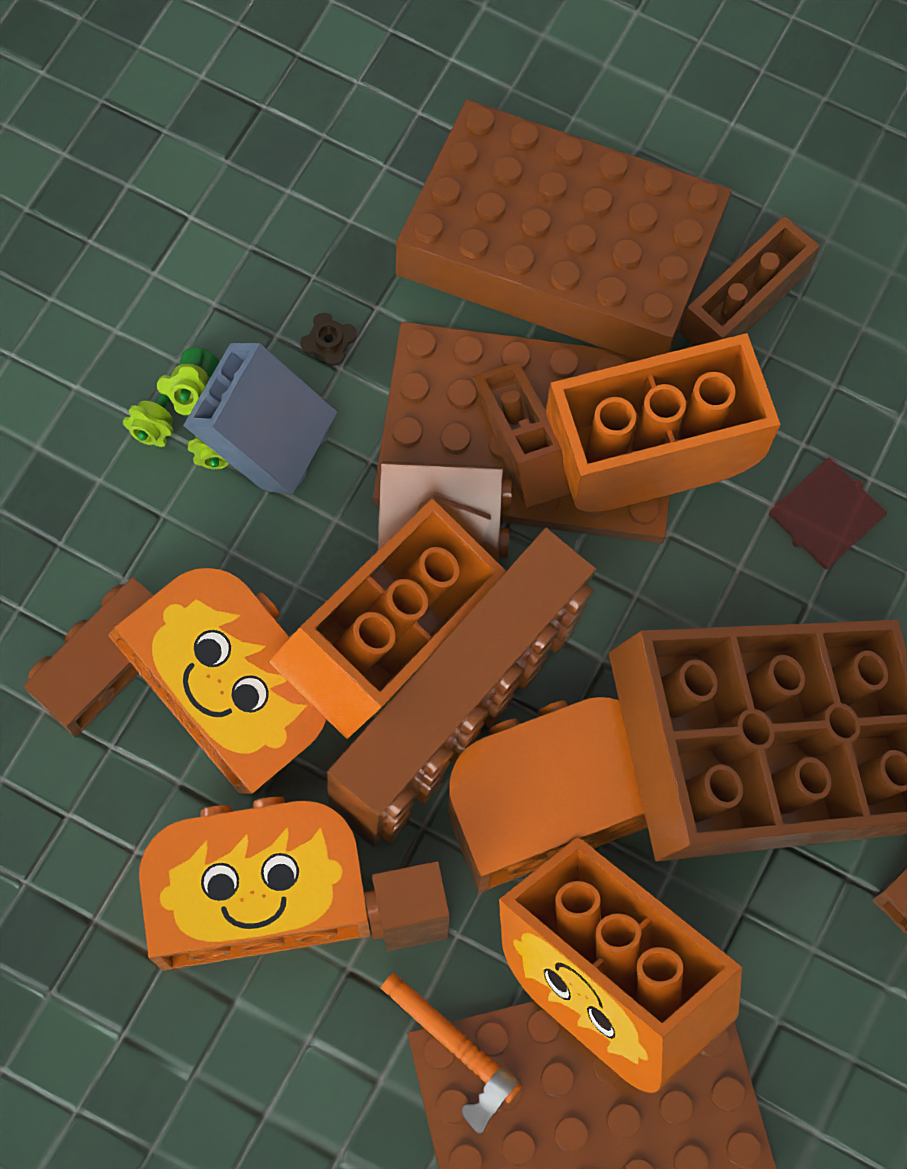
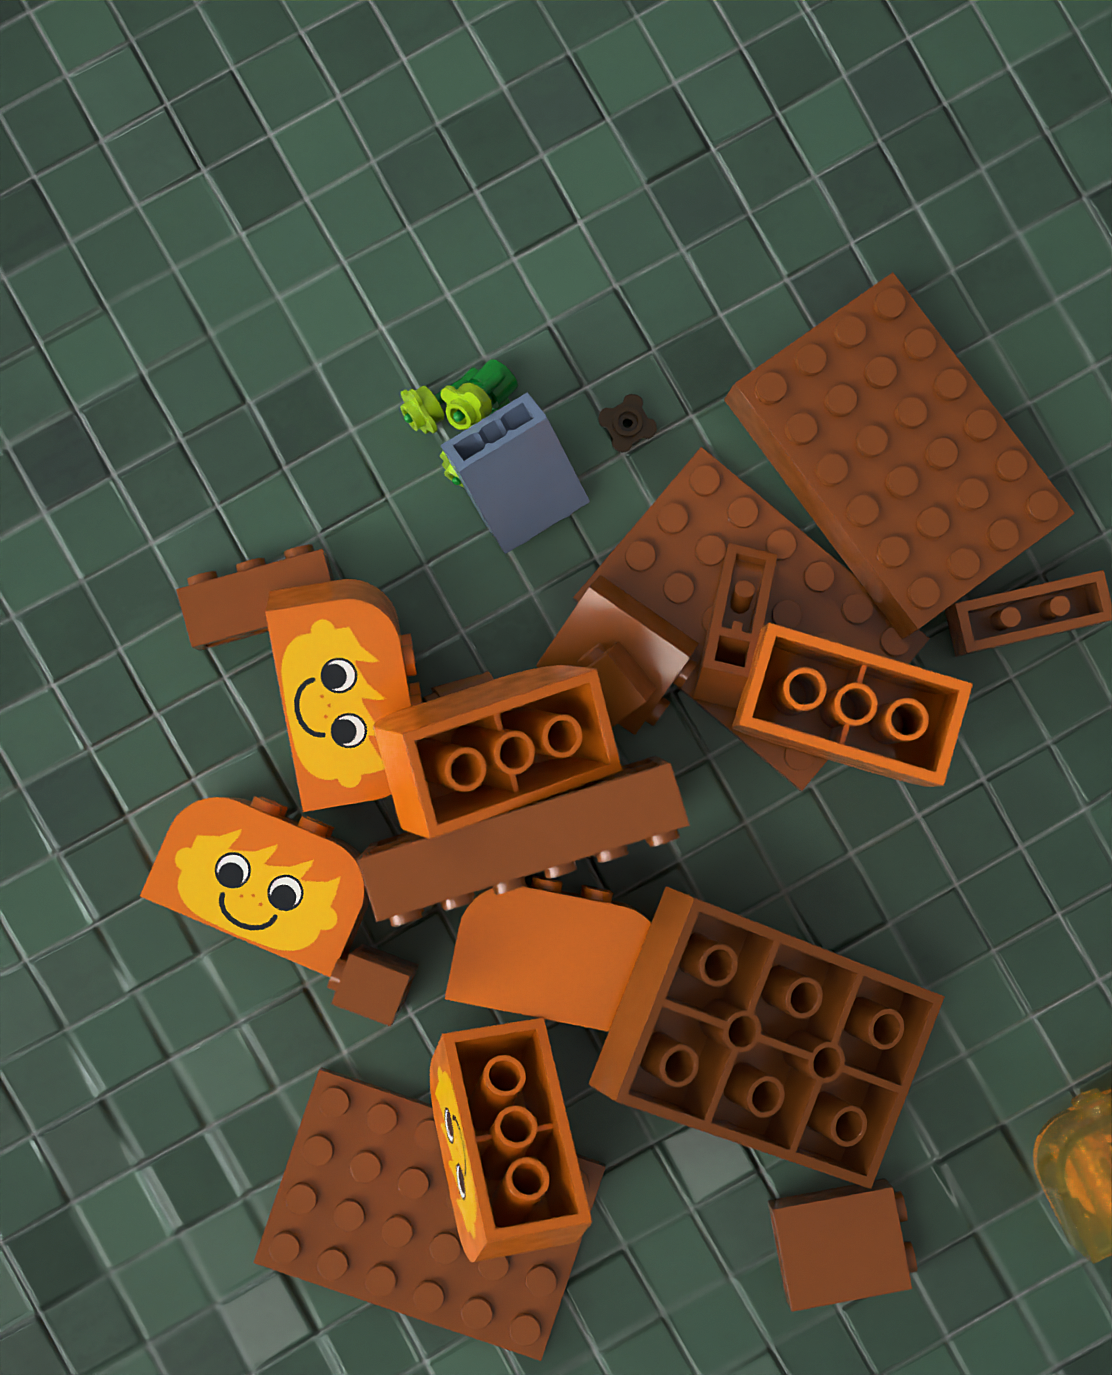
camera: 30 degrees right, 15 degrees up
(500, 1082) = (364, 1160): orange piece -> none
(827, 513) = (960, 855): clear red piece -> none

